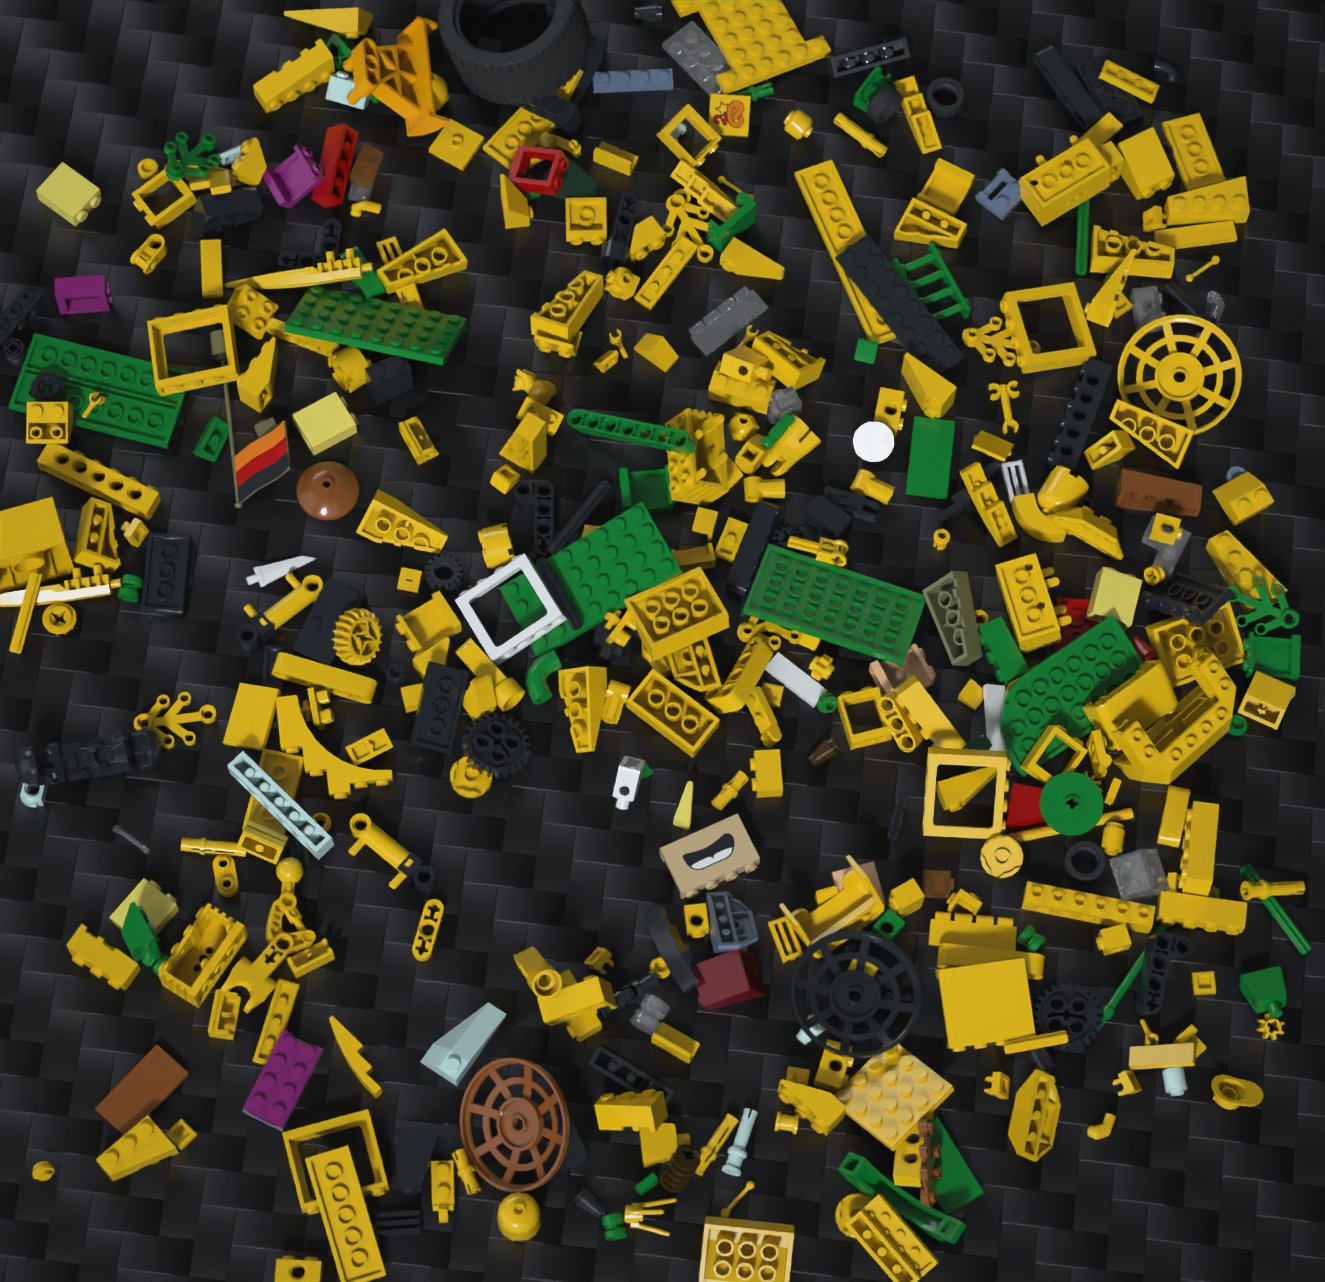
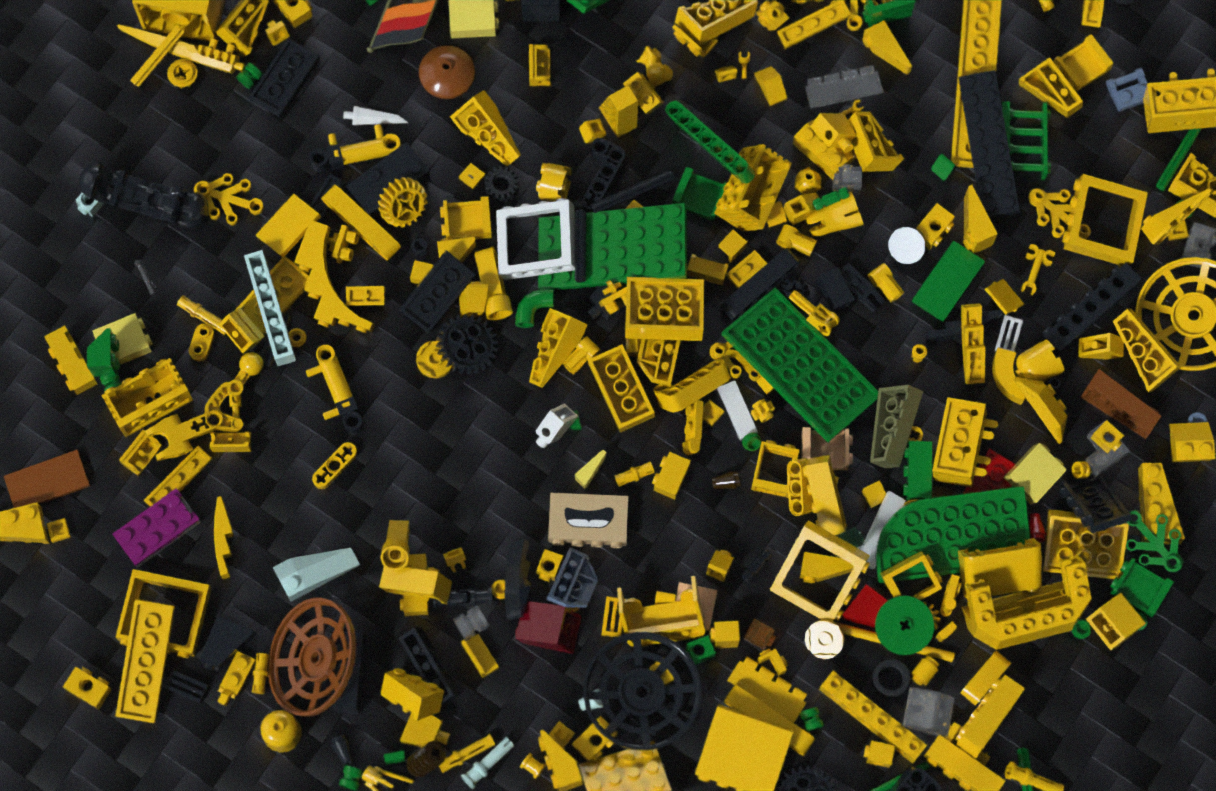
camera: 30 degrees right, 5 degrees up
(862, 836) = (720, 565): none -> yellow slope

